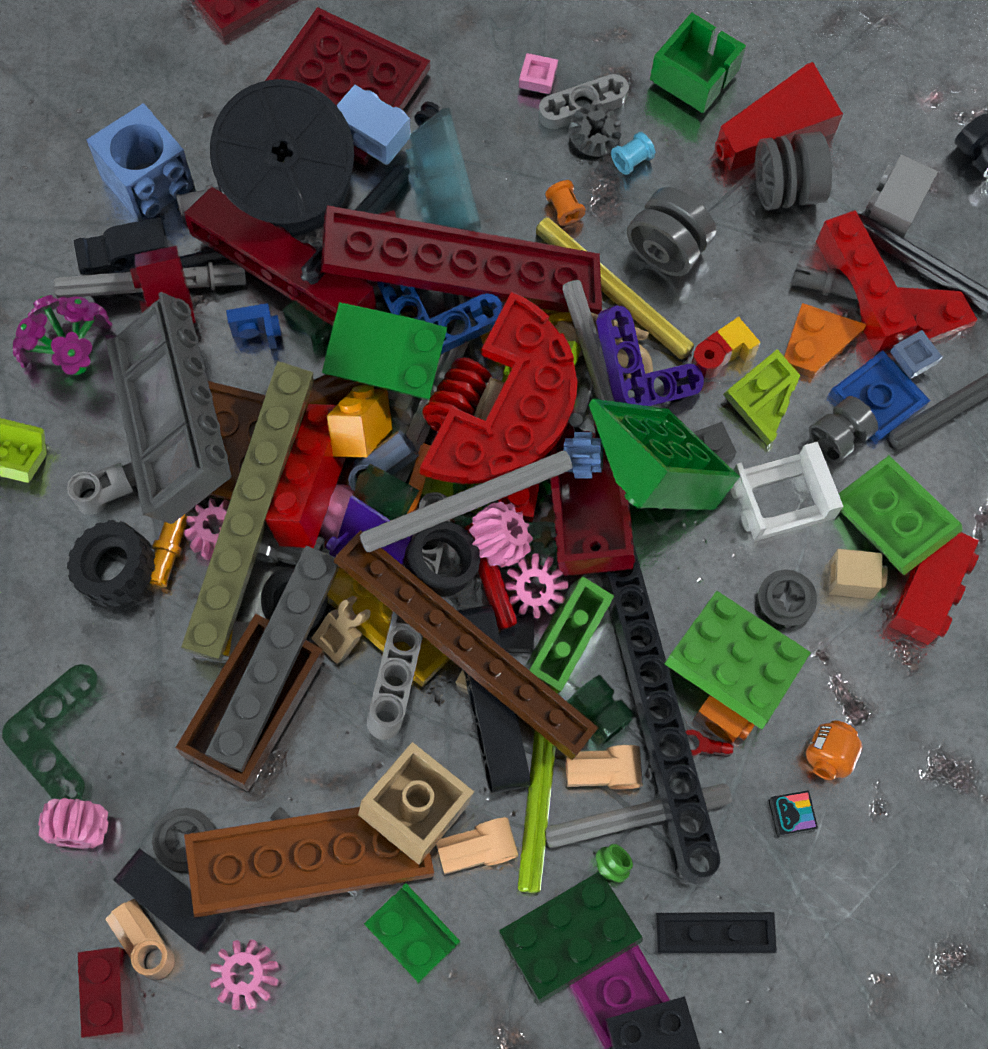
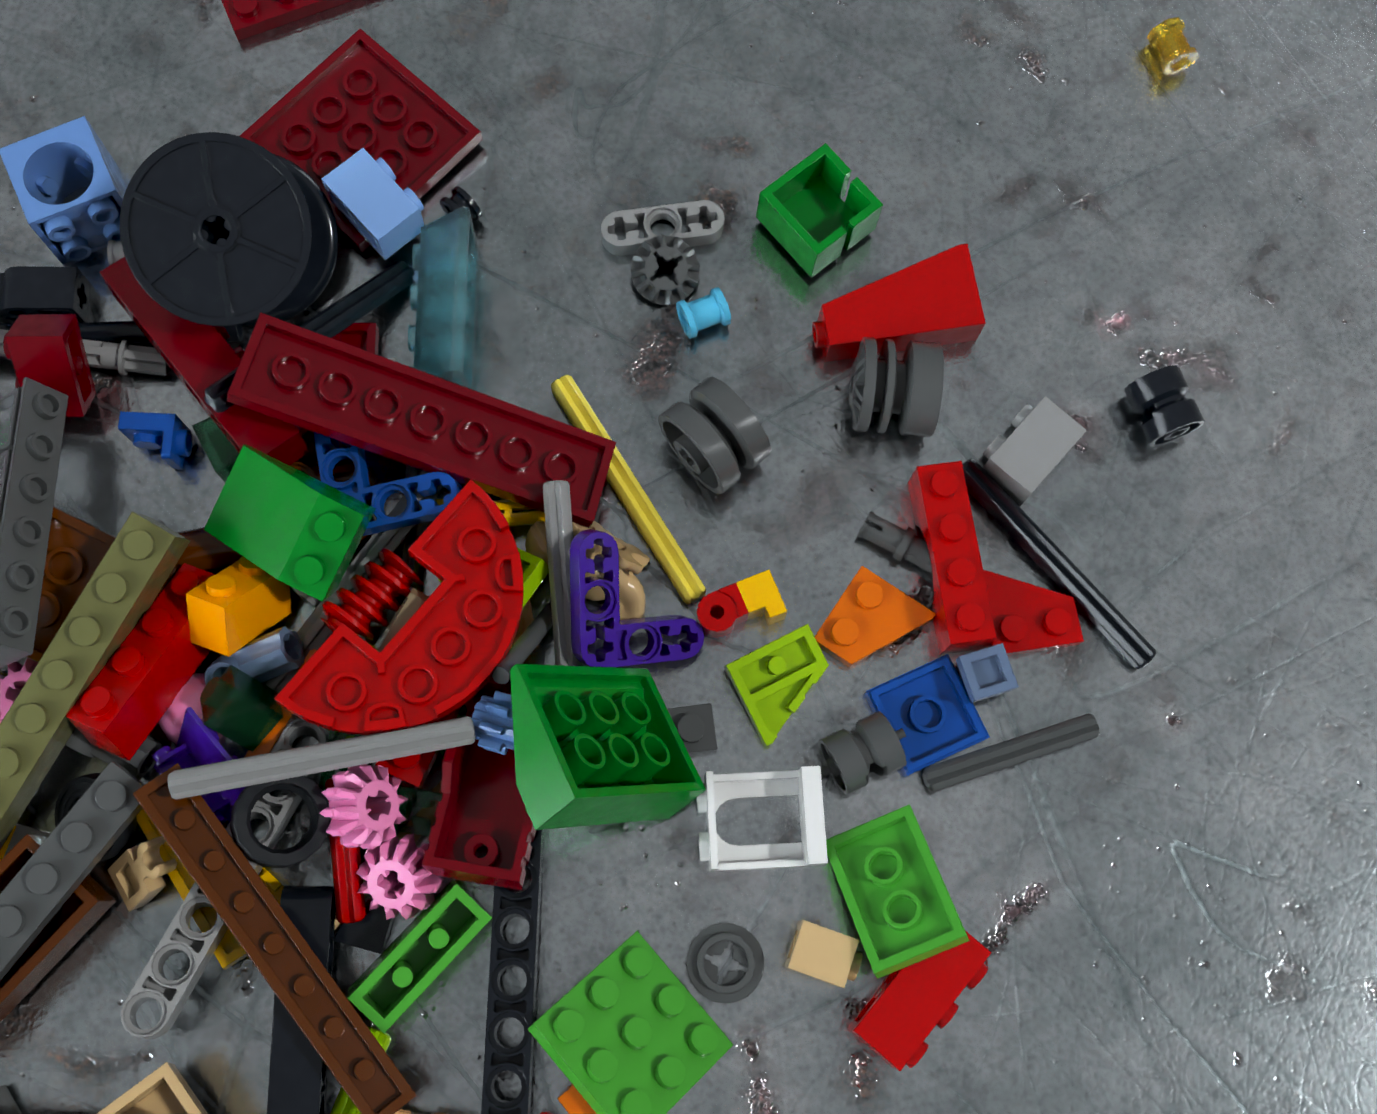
camera: 10 degrees right, 5 degrees up
(538, 73) = (614, 178): bright pink plate -> none
(565, 202) = (597, 360): orange bush -> none
(597, 705) = (435, 1062): clear green wheel -> none

